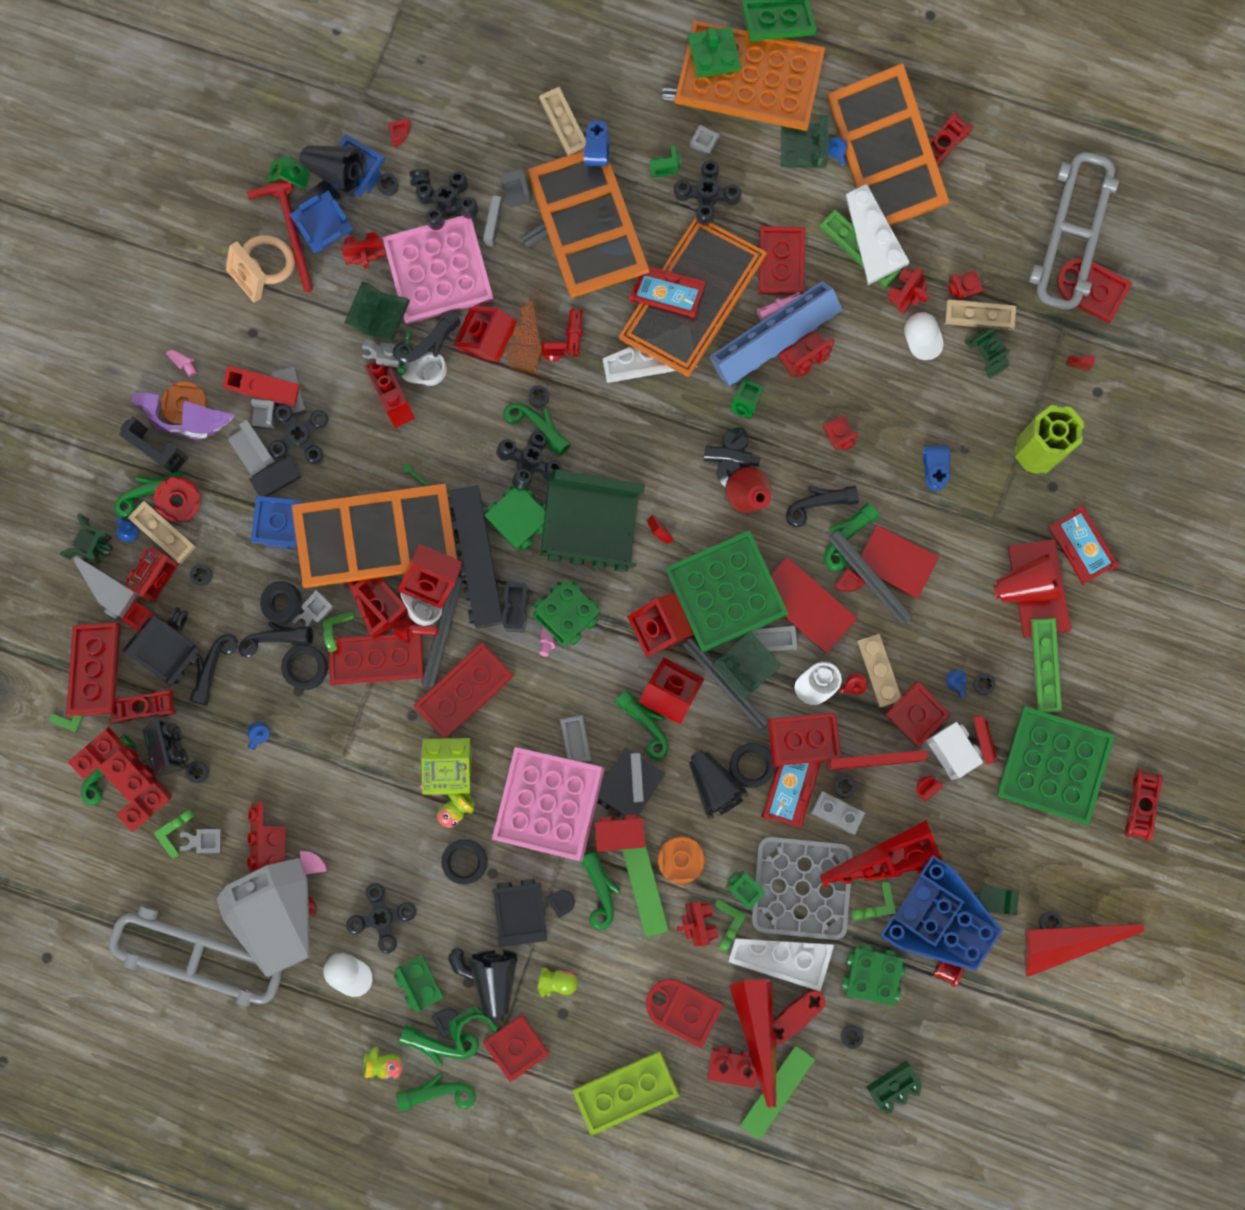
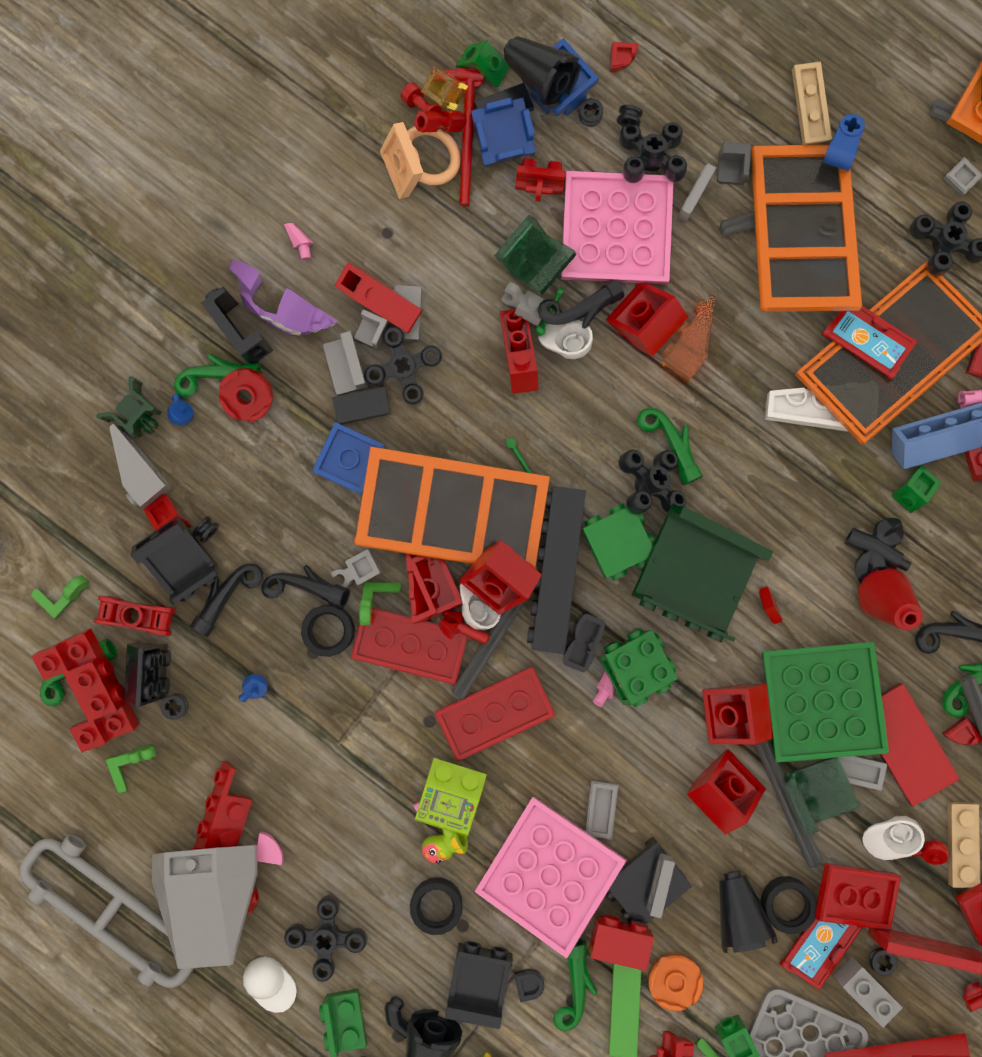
camera: 20 degrees right, 5 degrees up
(93, 669) = (94, 557): red tile -> none
(151, 574) = (190, 471): red slope -> none
(162, 532) = (217, 426): tan plate -> none
(174, 398) = (285, 276): orange tile -> none
(195, 571) = (241, 481): black bush -> none
(205, 841) = (159, 787): light grey plate -> none
(258, 228) = (431, 116): none -> red bar
(262, 203) = (444, 88): none -> clear yellow brick
(268, 598) = (309, 545): black tyre -> none
(540, 404) = (675, 407): black bush -> none
(553, 350) = (718, 363): red plate -> none
(574, 333) = (746, 350): red pin -> none
(646, 719) = (686, 809): green plant -> none
(666, 166) = (910, 193): green bracket -> none

